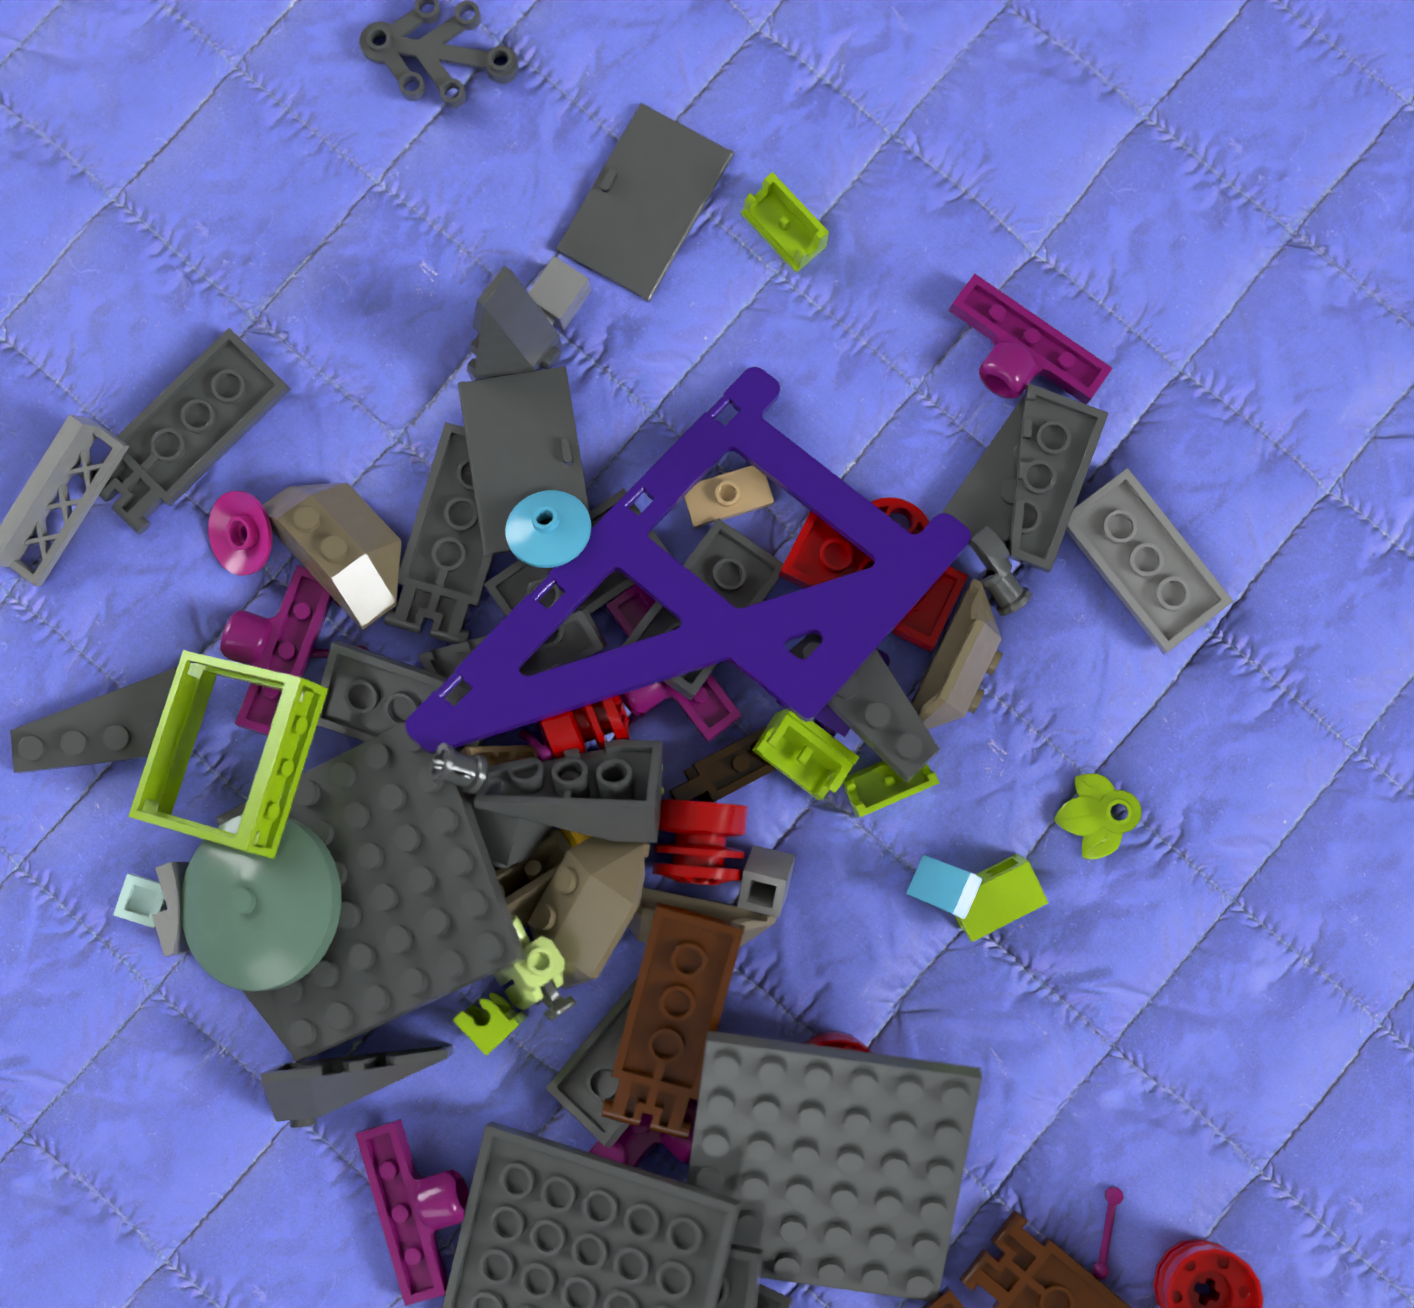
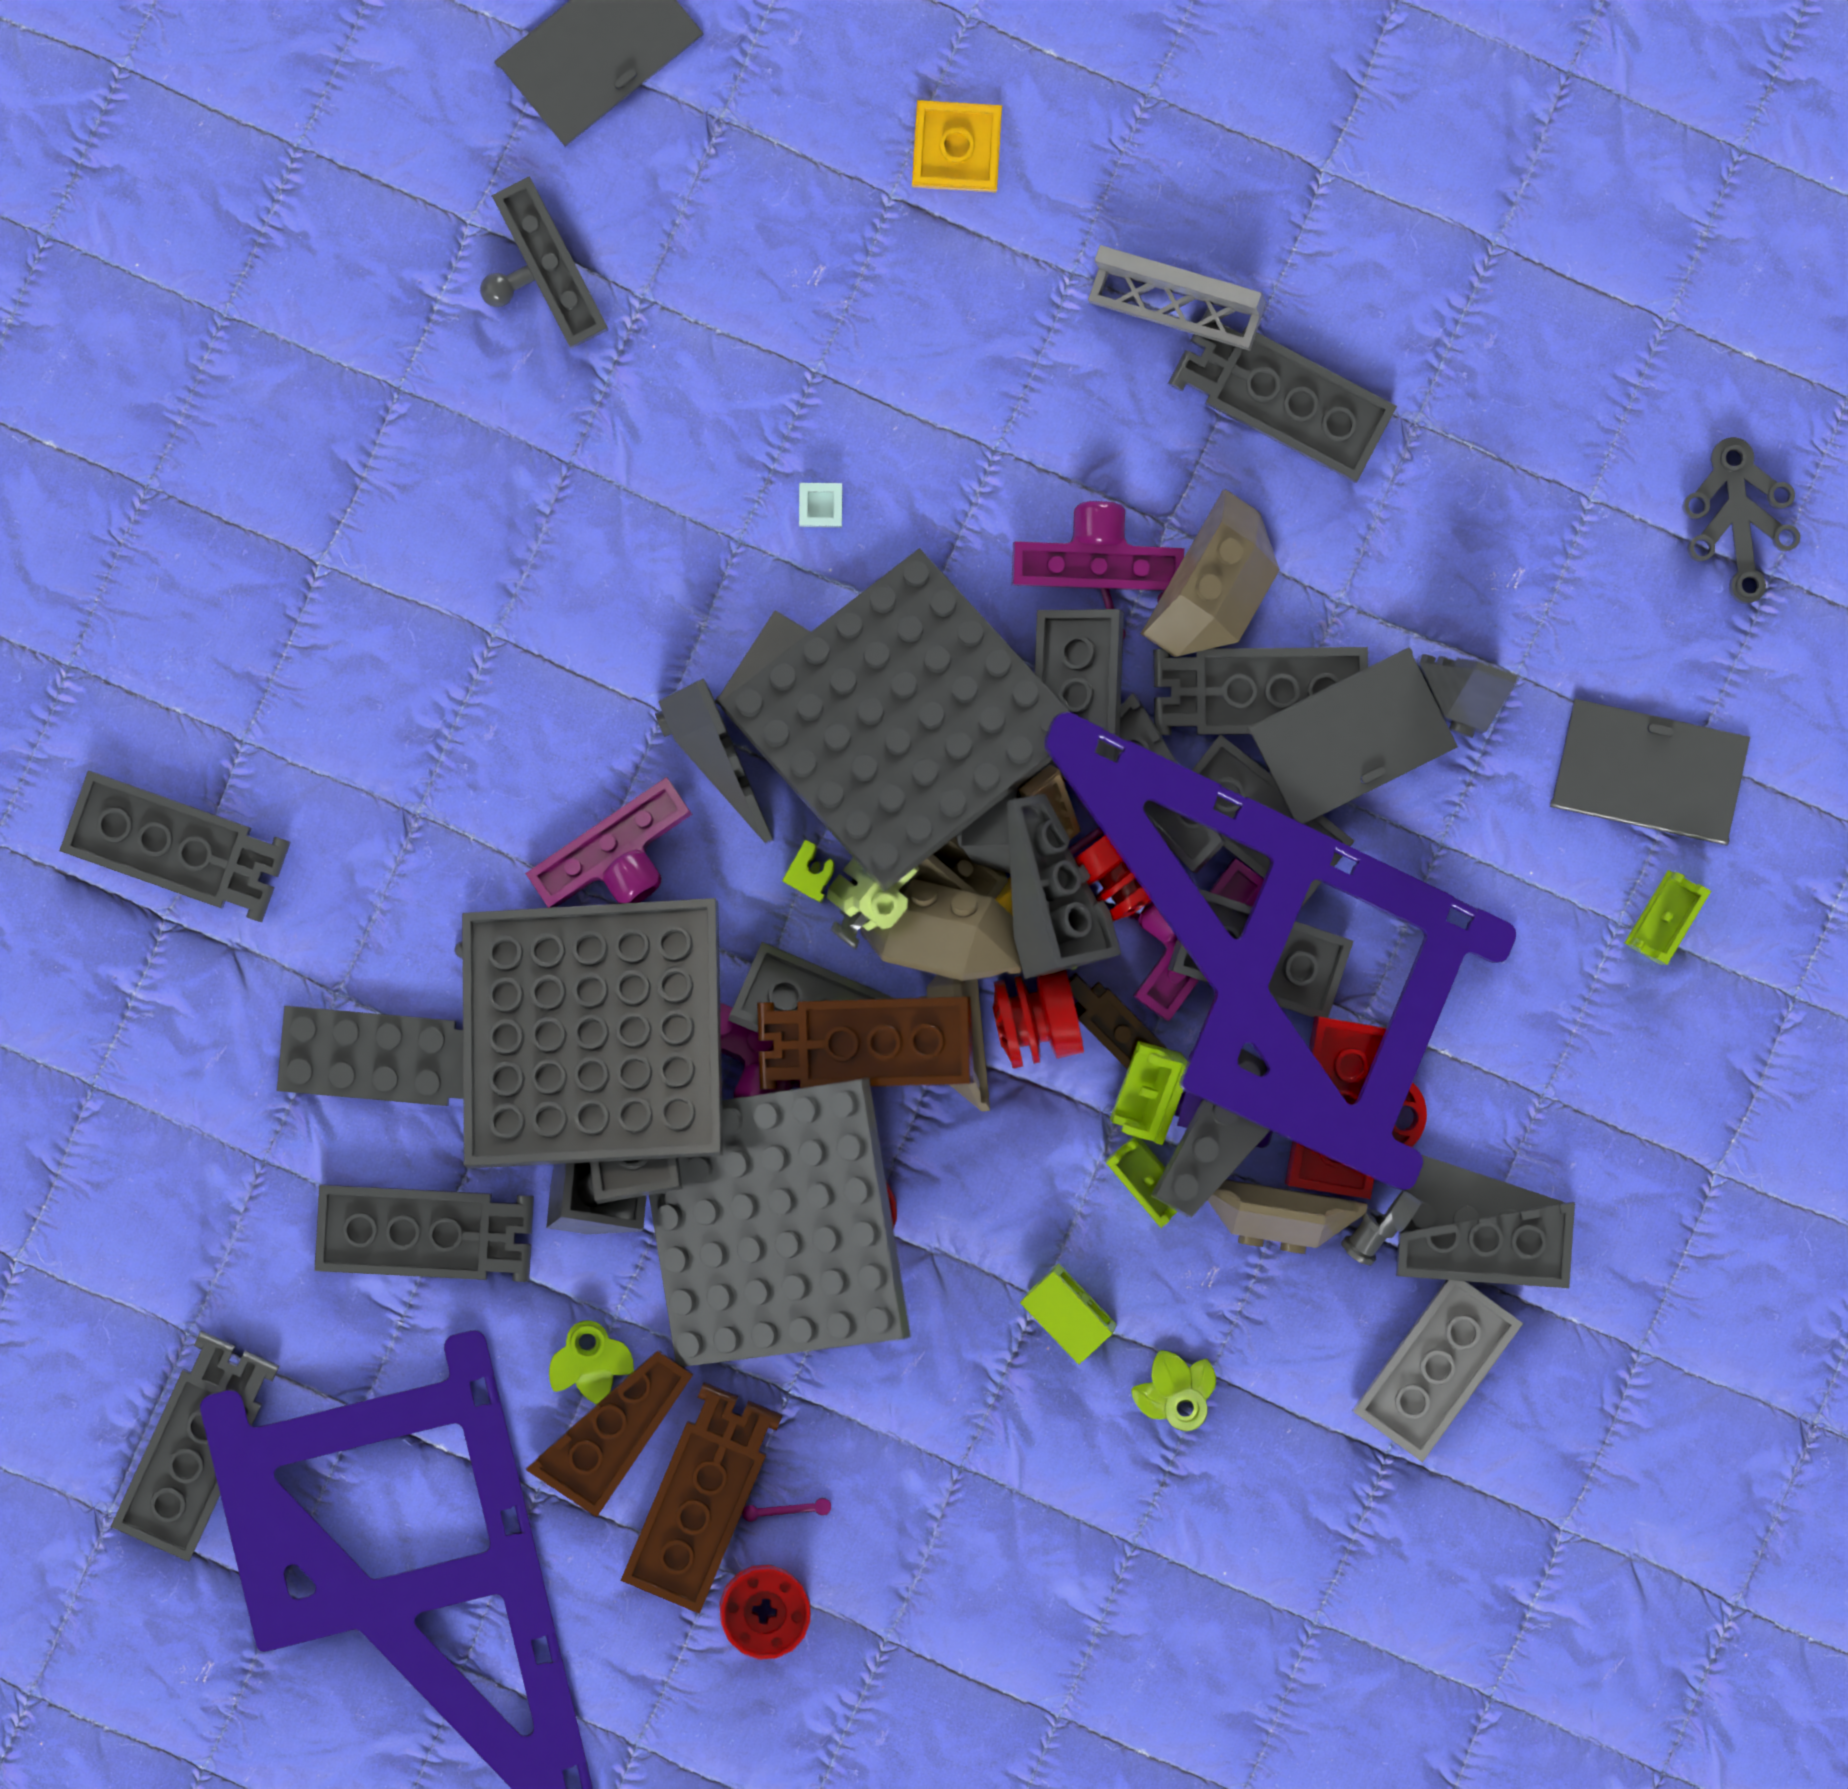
camera: 70 degrees right, 5 degrees up
(96, 731) = (975, 421): dark grey wing -> none
(168, 922) = (810, 544): light grey slope -> none
(240, 533) = (1189, 474): dark pink dish -> none
(260, 917) = (856, 622): sand green dish -> none
(278, 767) = (987, 606): lime window -> none
(457, 768) = (1037, 774): dark grey bush -> none
(543, 752) = (1076, 846): magenta hinge -> none
(550, 543) = (1275, 790): medium azure dish -> none
(560, 292) = (1528, 717): light grey brick -> none
(728, 496) = (1378, 943): tan plate -> none
(766, 881) = (1018, 1091): light grey brick -> none
(944, 886) = (1064, 1260): medium azure tile -> none
(1025, 346) = (1615, 1189): magenta plate -> none

